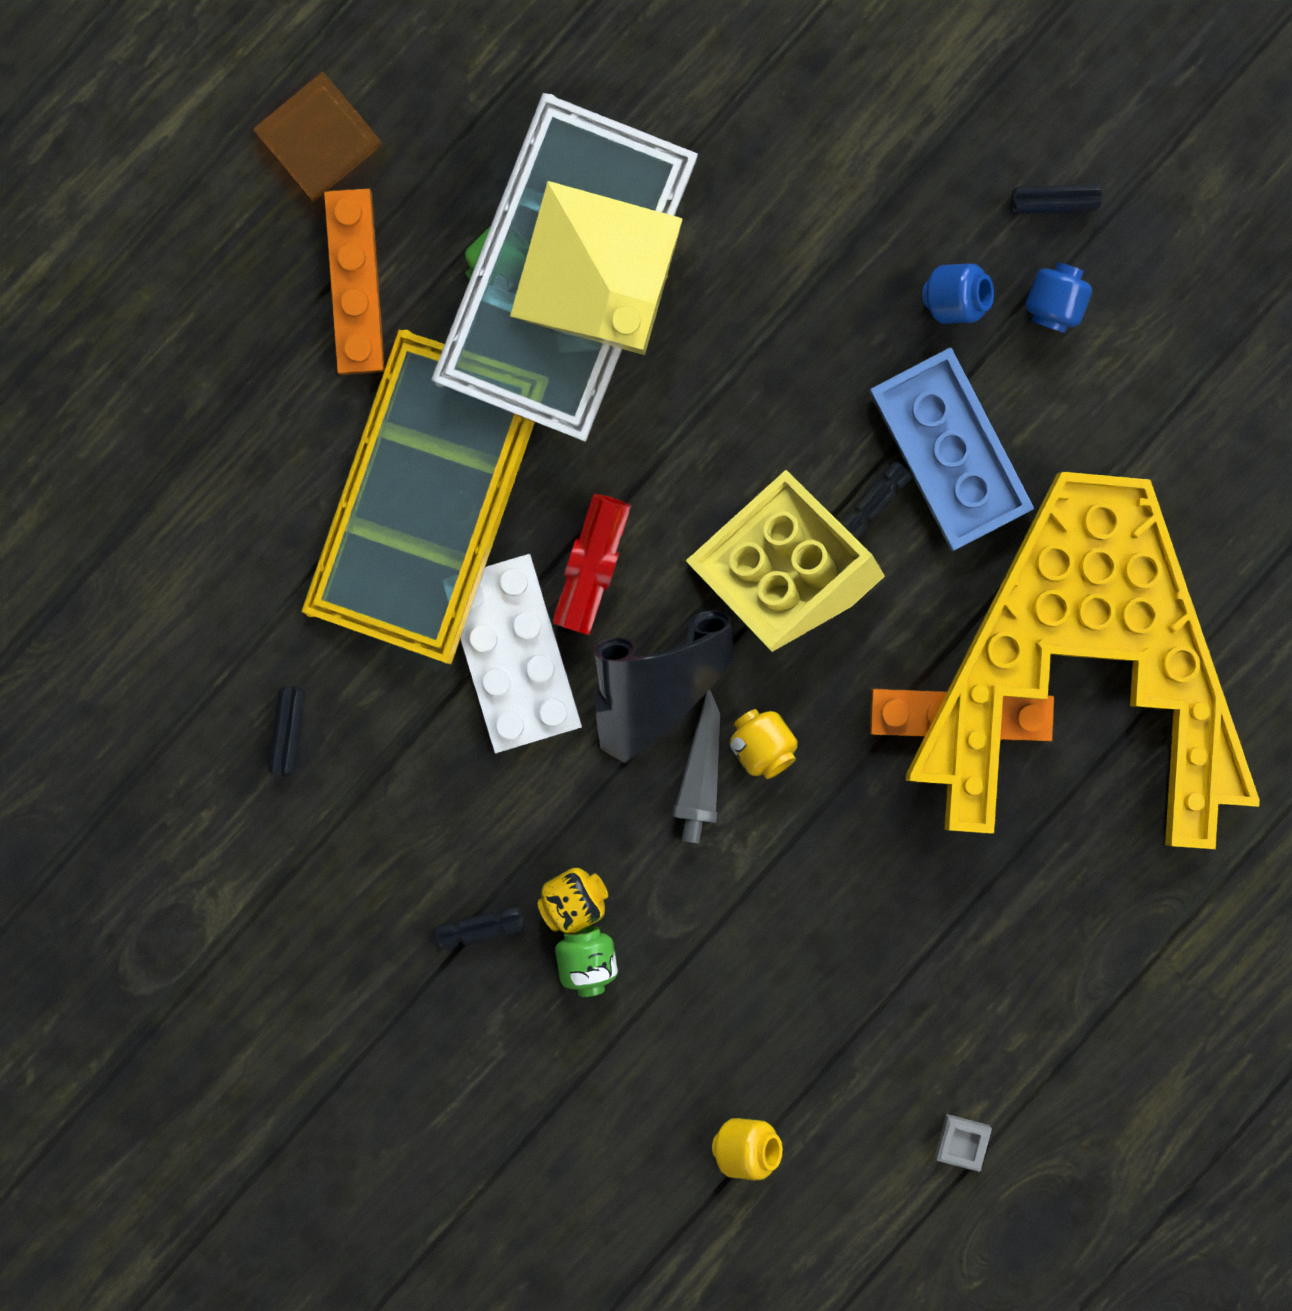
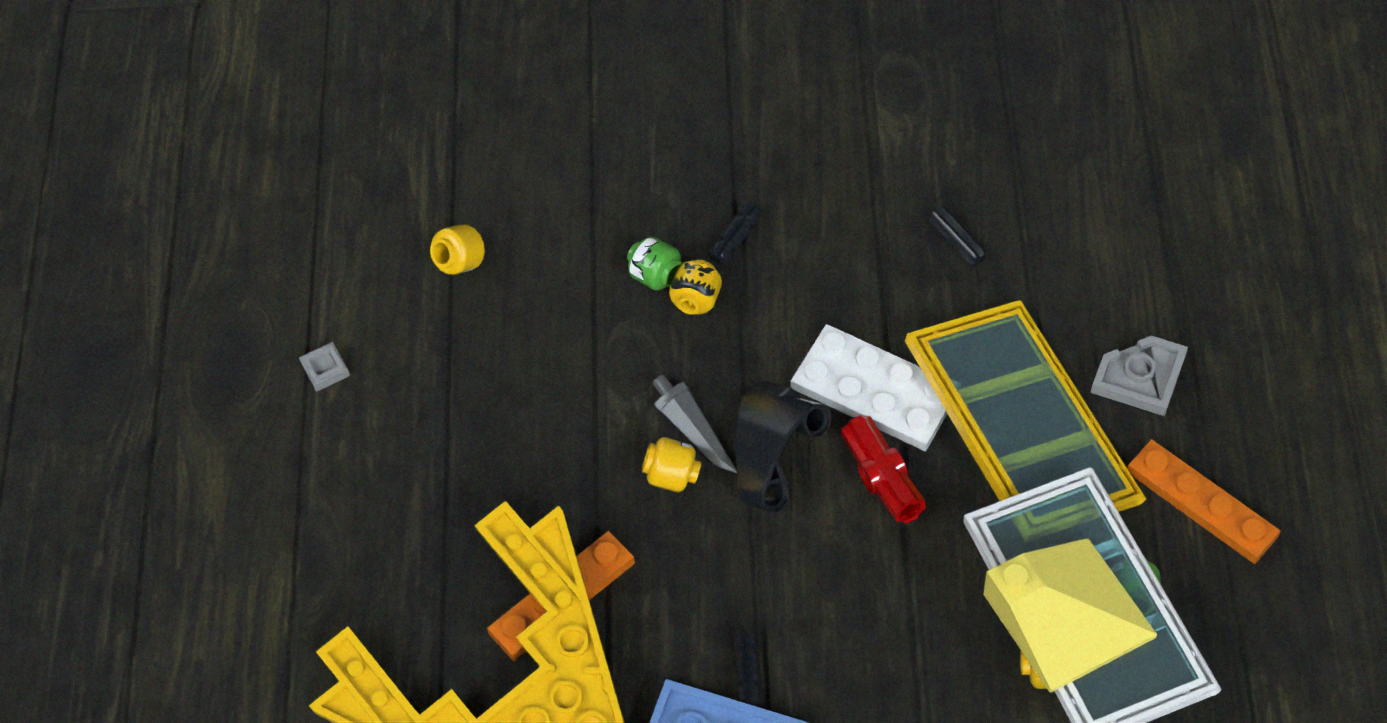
camera: 145 degrees right, 30 degrees down
(278, 438) = (1141, 374): none -> light grey plate
(318, 136) = (1323, 561): clear orange tile -> none
(785, 564) = (763, 575): light yellow slope -> none

